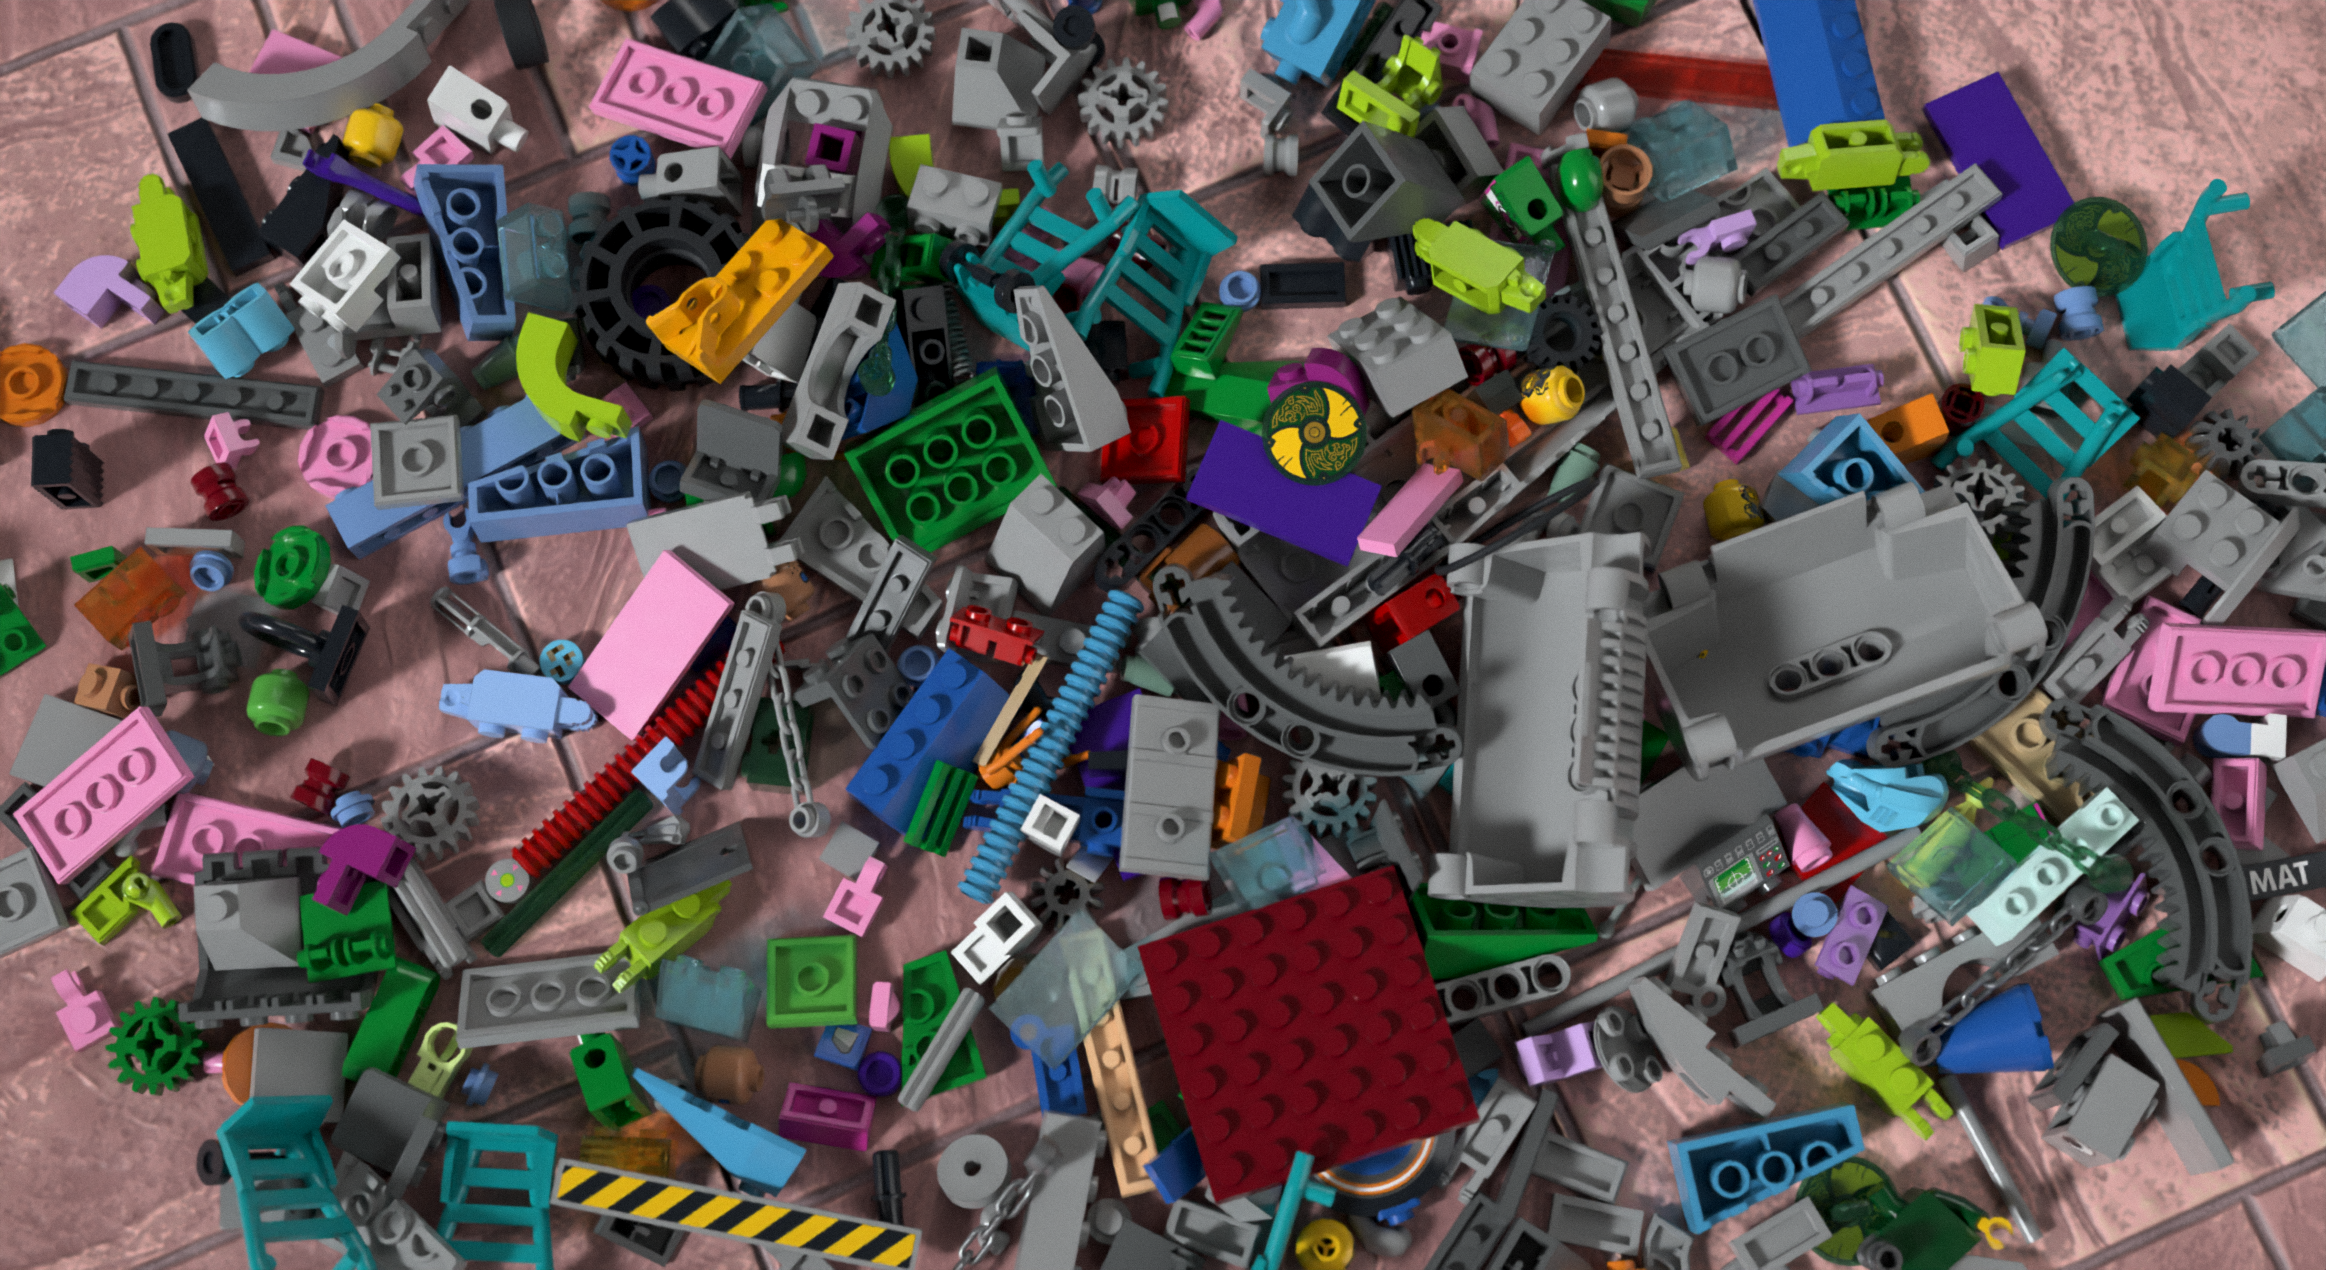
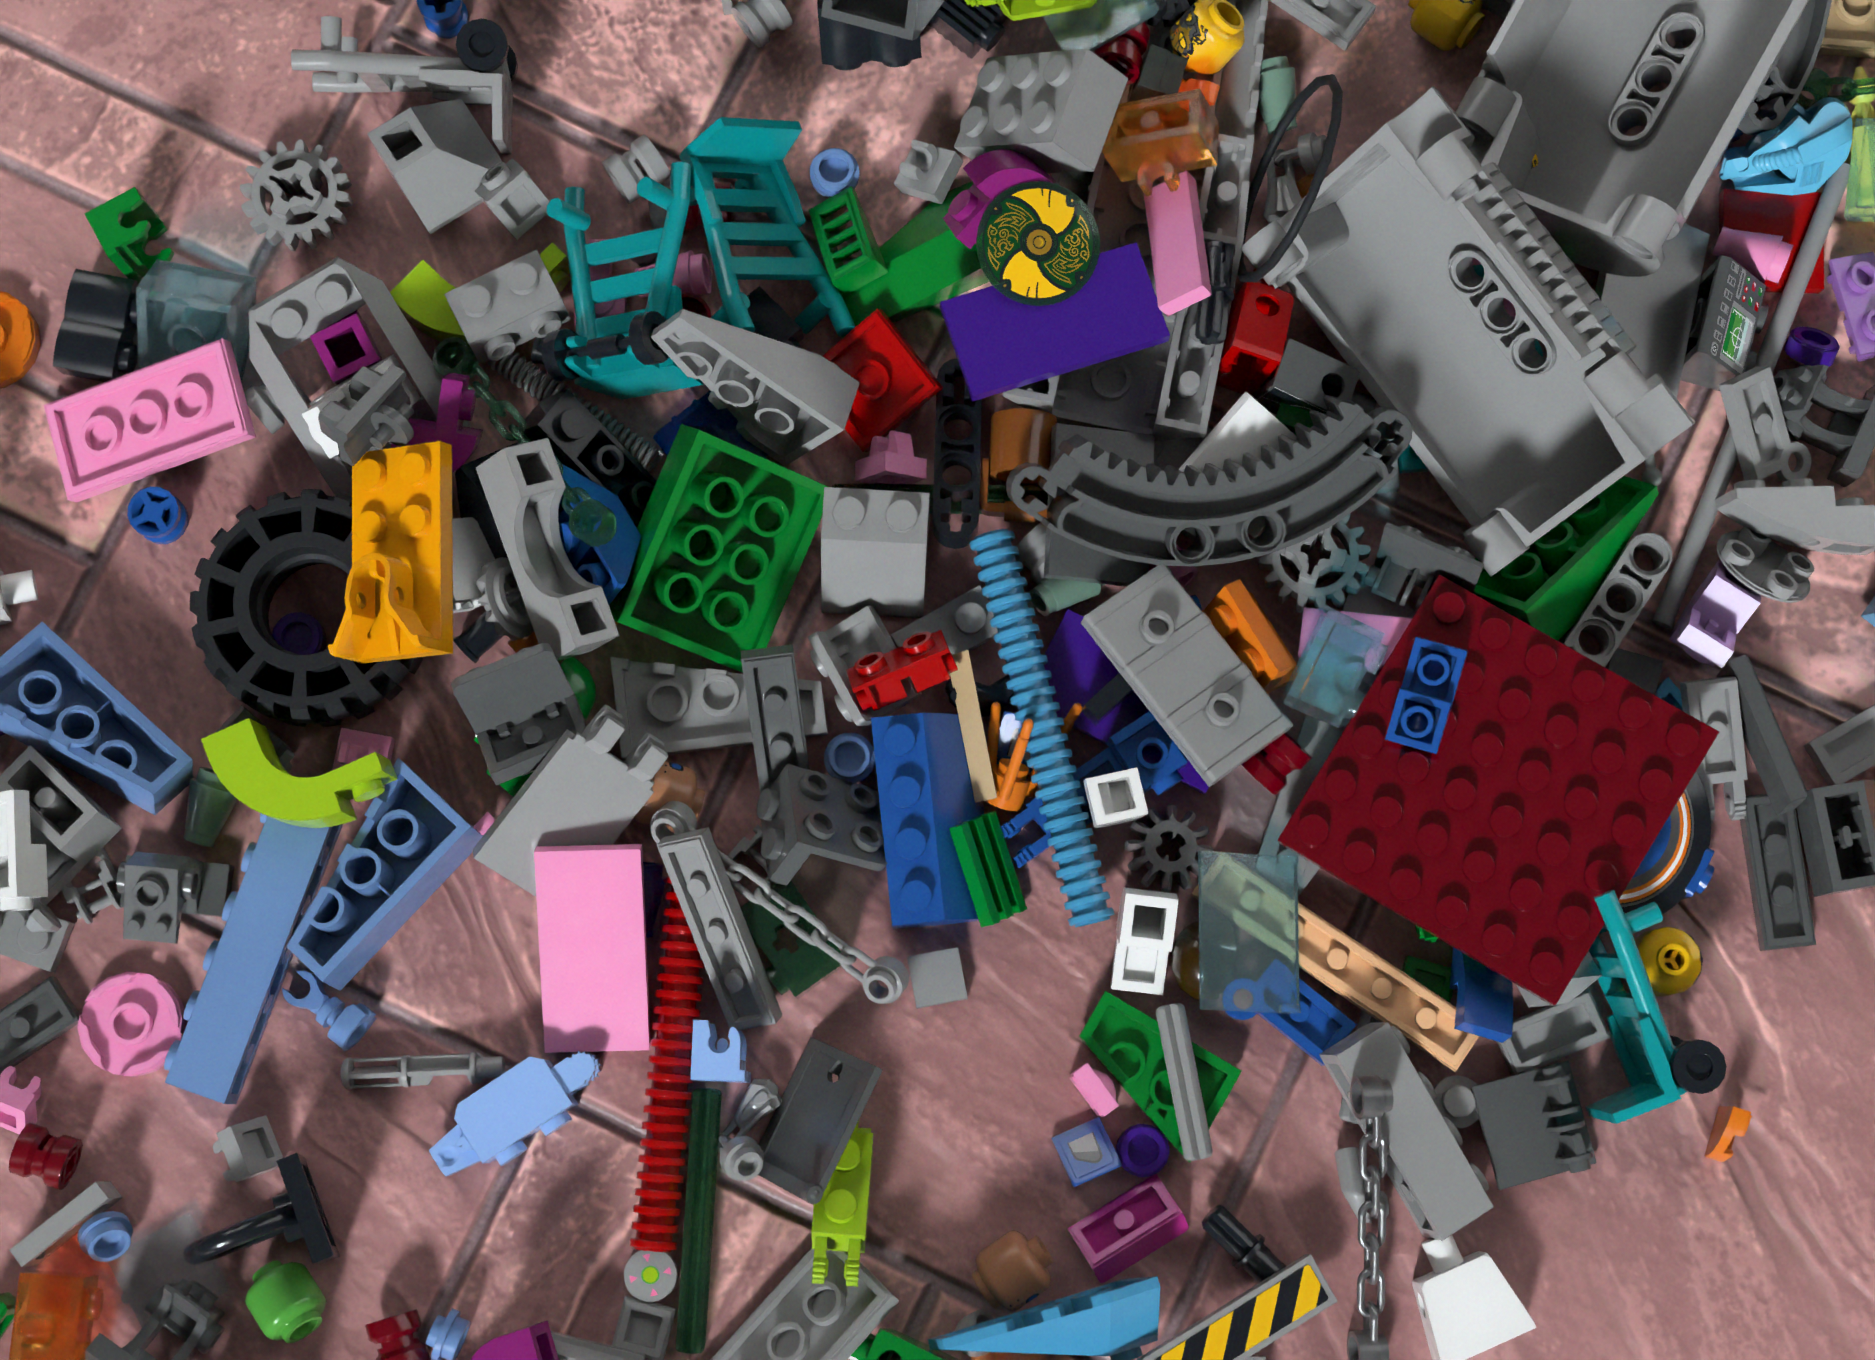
camera: 45 degrees left, 5 degrees up
(292, 567) = (184, 1166): green tile -> none
(417, 462) = (217, 968): light grey tile -> none
(433, 794) = (528, 1255): light grey gear -> none
(536, 257) = (156, 682): clear light blue slope -> none
(561, 661) = (517, 1034): medium azure tile -> none
(587, 212) = (165, 604): dark grey wheel -> none
(665, 481) = (466, 784): medium blue plate -> none
(699, 175) = (235, 479): light grey torso -> none
(707, 999) = (936, 1222): clear light blue slope -> none
(786, 366) = (508, 615): none -> light grey gear
(812, 981) = (1009, 1122): bright green tile -> none
(855, 903) = (985, 1020): bright pink plate -> none
(918, 257) = (529, 370): green slope -> none
(960, 1158) = (1327, 1168): light grey piece -> none
(1088, 865) = (1167, 806): white sticker -> none
(1141, 104) = (558, 97): light grey gear -> none
(1298, 337) = (928, 171): none -> light grey tile
(1302, 285) = (886, 121): black tile -> none
(1312, 932) = (1426, 695): none -> blue slope
(1379, 1239) = (1700, 912): light grey arm -> none
(1580, 1168) = (1815, 700): light grey tile -> none
(1632, 506) = (1370, 86): light grey tile -> none
(1814, 914) = (1821, 311): medium blue plate -> none

